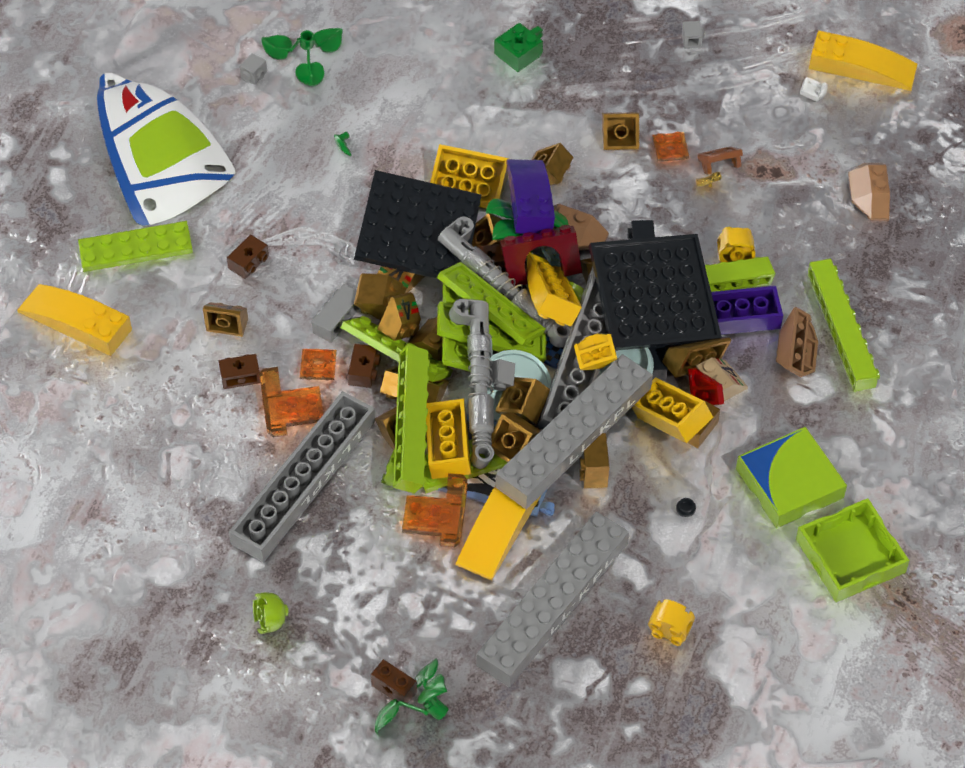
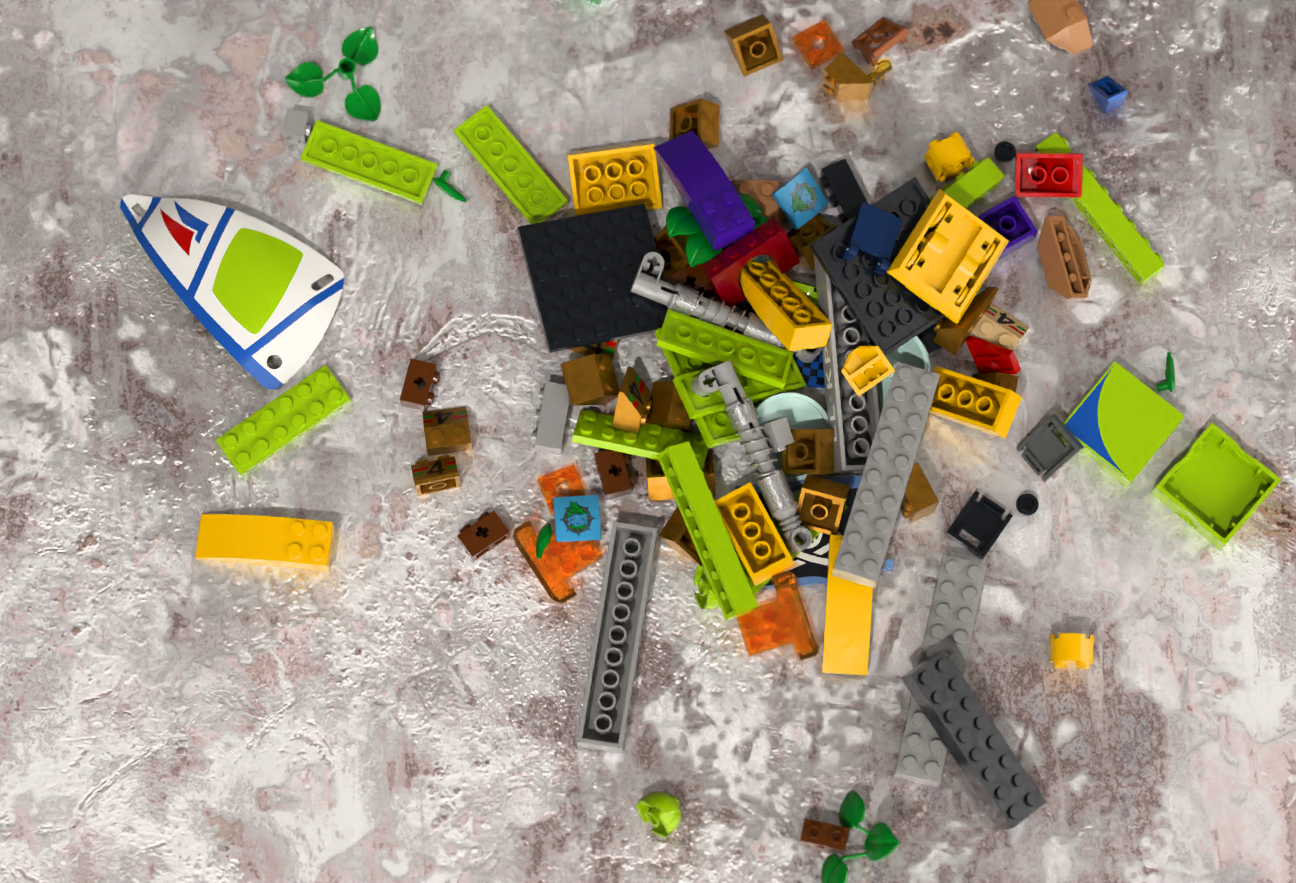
camera: 25 degrees left, 20 degrees up
(251, 294) = (447, 431): none -> pearl gold slope
(284, 386) = (543, 539): none -> green bar
(293, 108) = (369, 162): none -> lime plate
(316, 383) = (577, 518): none -> dark azure slope
(394, 140) = (510, 166): none -> lime plate
(552, 652) = (973, 740): none -> black brick
(603, 229) = (800, 198): none -> dark azure slope
(641, 506) = (981, 522): none -> black container
(644, 256) = (874, 234): none -> dark blue flag
(679, 171) = (846, 80): none -> pearl gold slope
(698, 293) = (949, 256): none -> yellow piece
(720, 471) = (1047, 450): none -> dark grey container
(784, 262) = (1004, 151): none -> black plate
(809, 281) = (1048, 173): none -> red slope
(849, 460) = (1170, 376): none -> green bar
(886, 253) = (1108, 93): none -> blue slope

